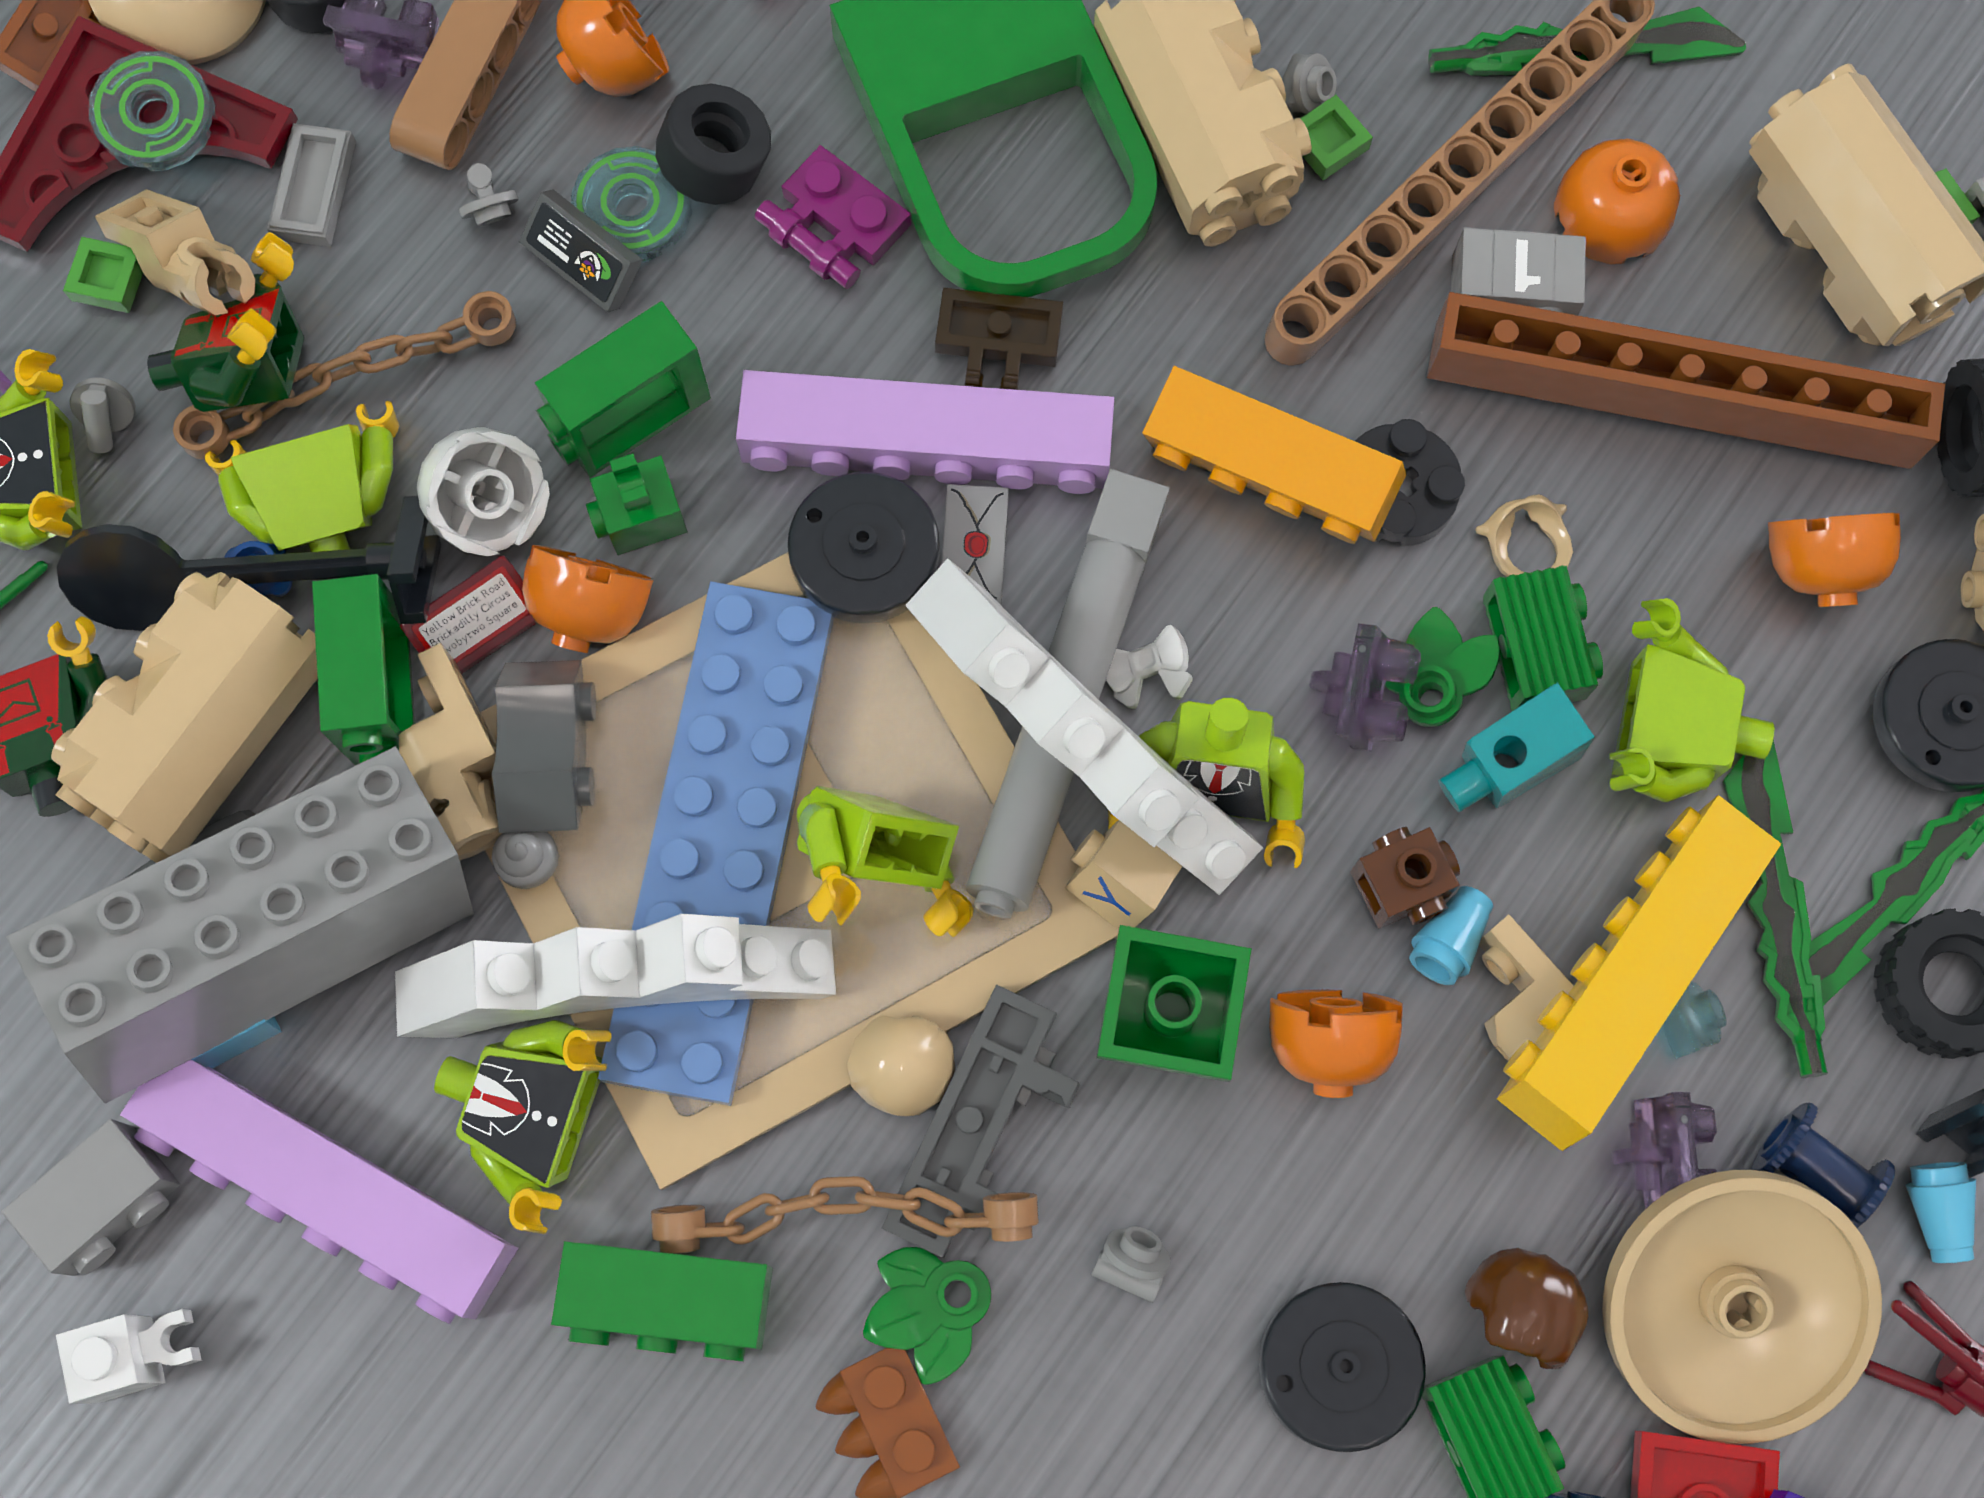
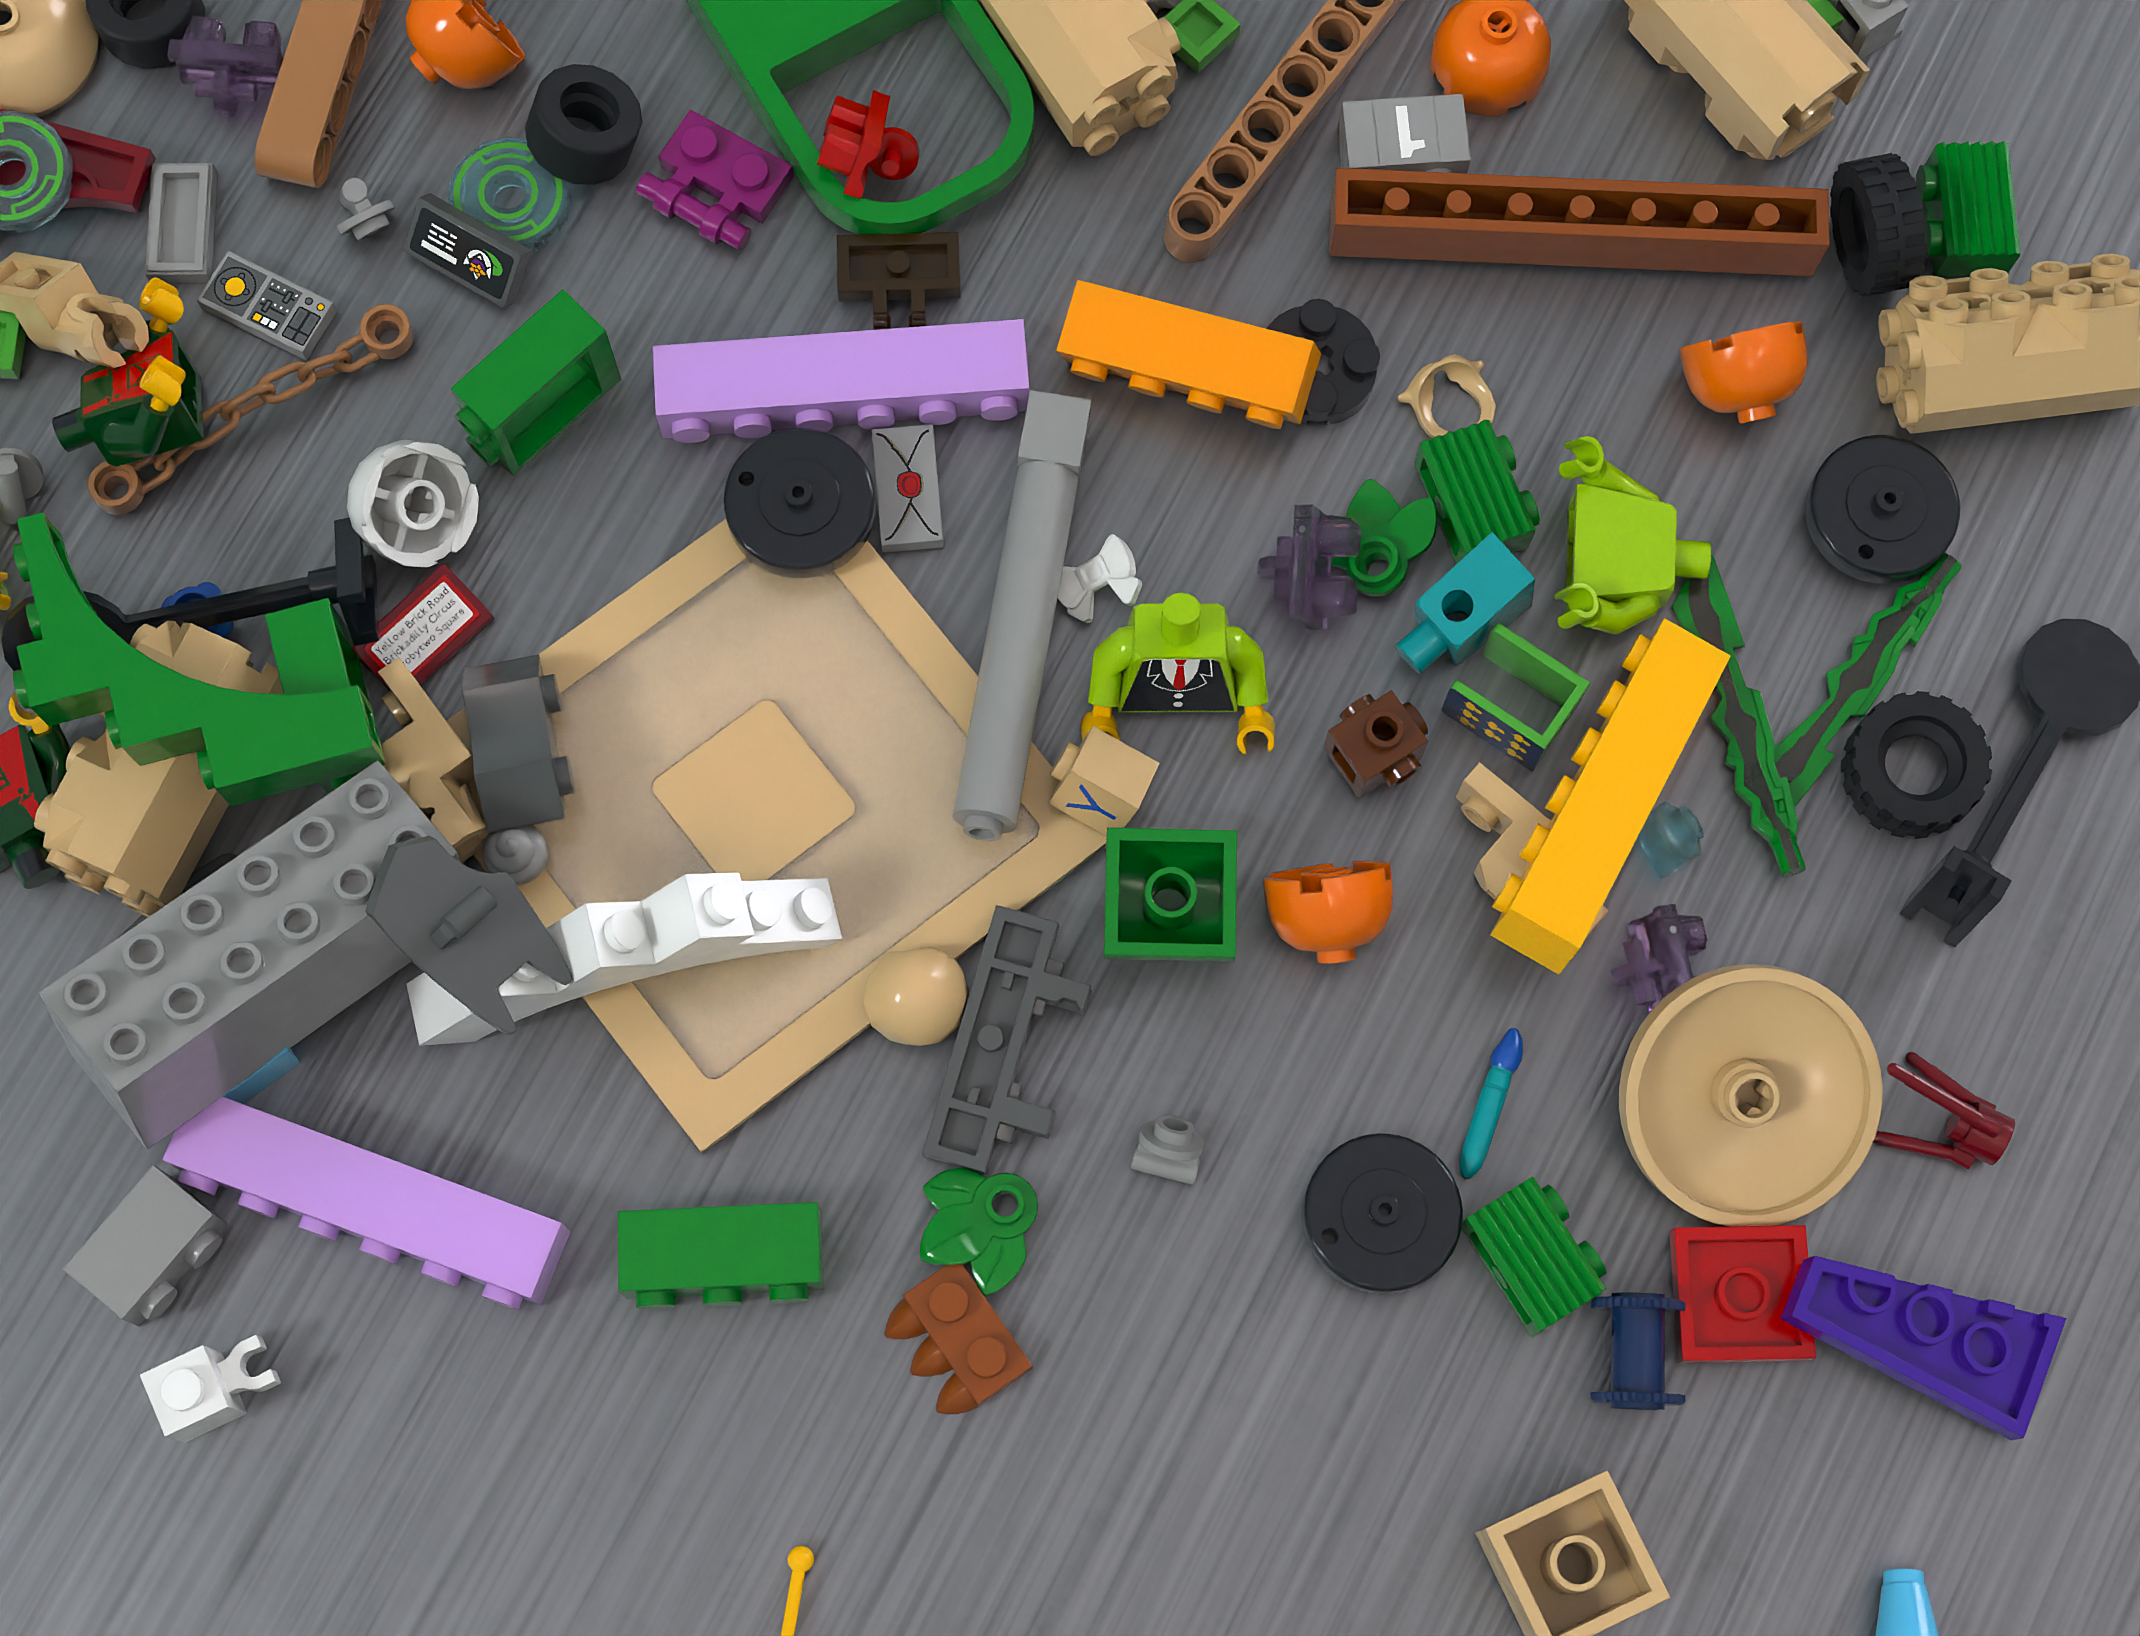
camera: 10 degrees left, 0 degrees up
(270, 707) = (250, 740): none -> green arch
(312, 484) = (238, 524): lime torso -> none
(379, 276) = (267, 305): none -> tile
(446, 931) = (461, 926): none -> dark grey shield
(526, 1110) = (559, 1093): torso -> none
(582, 597) = (529, 594): orange cylinder -> none
(635, 504) = (566, 495): green brick -> none
(723, 822) = (704, 789): medium blue plate -> none
(882, 843) = (864, 784): lime torso -> none
(979, 198) = (858, 141): none -> red hips
(1007, 1214) = (1040, 1119): medium nougat piece -> none
(1080, 729) = (1040, 646): white arch -> none
(1451, 939) = (1429, 796): medium azure cone -> none
(1488, 1225) = (1504, 1062): none -> teal piece
(1529, 1305) = (1551, 1125): reddish brown hair -> none
(1580, 829) = (1535, 670): none -> bright green piece
(1823, 1167) = (1804, 951): dark blue hose -> none
(1945, 1209) = (1933, 978): medium azure cone -> none

